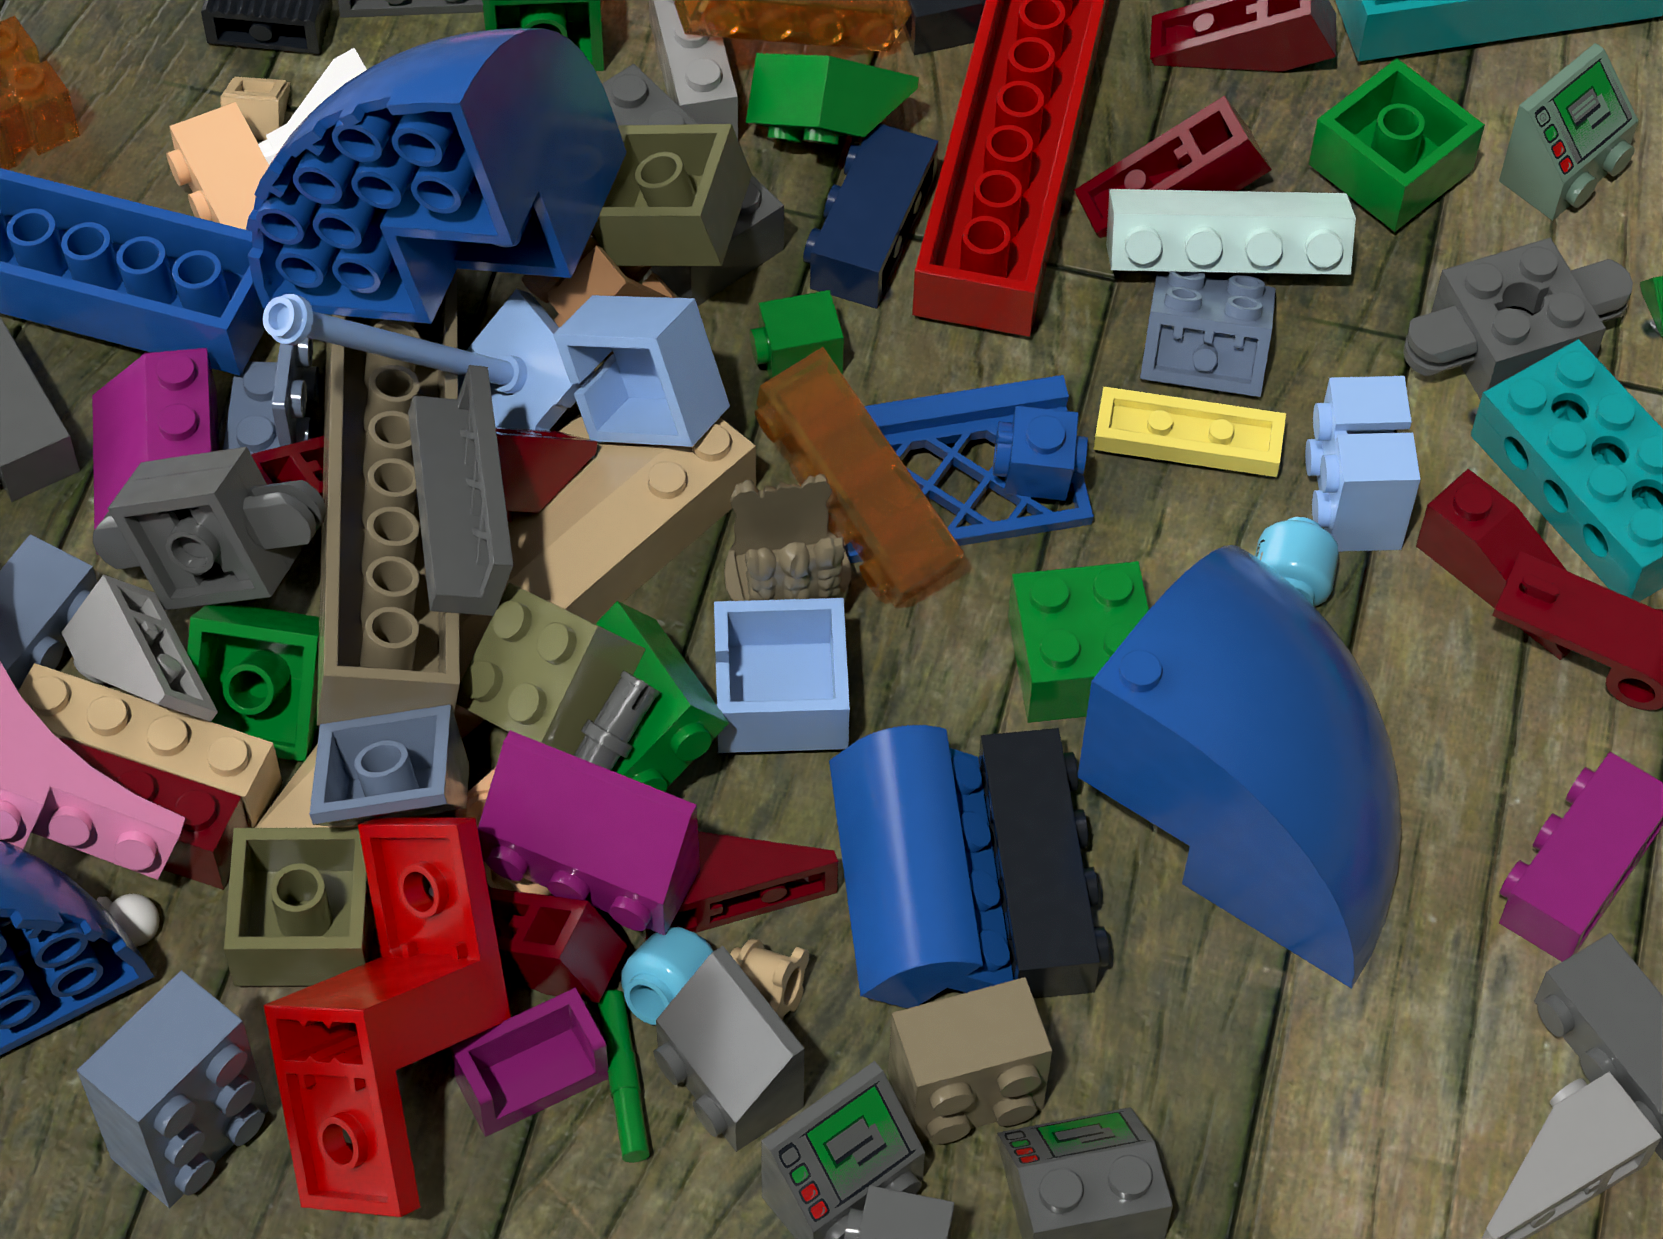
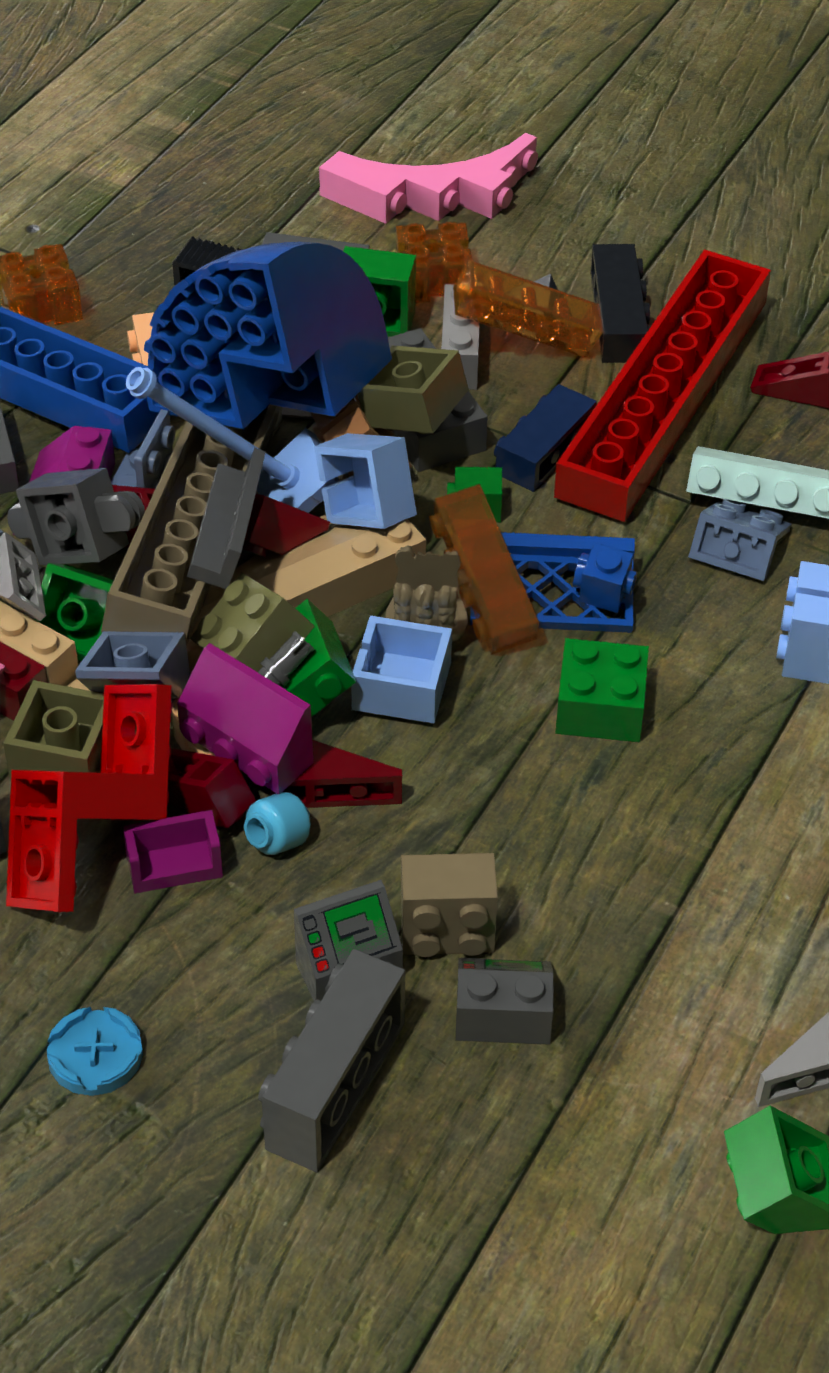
camera: 15 degrees right, 10 degrees down
(623, 1077) = (230, 876): green piece -> none
(730, 1052) = (296, 863): dark grey slope -> none
(774, 974) = (338, 836): tan brick -> none
(822, 97) = (531, 363): green slope -> none
(918, 867) = (456, 785): blue brick -> none
(1040, 862) = (532, 809): black brick -> none
(1190, 431) = (710, 590): light yellow plate -> none
(1200, 154) = (764, 435): dark red slope -> none
(1261, 751) = (692, 759): blue brick -> none
(1301, 555) = (755, 675): medium azure head -> none

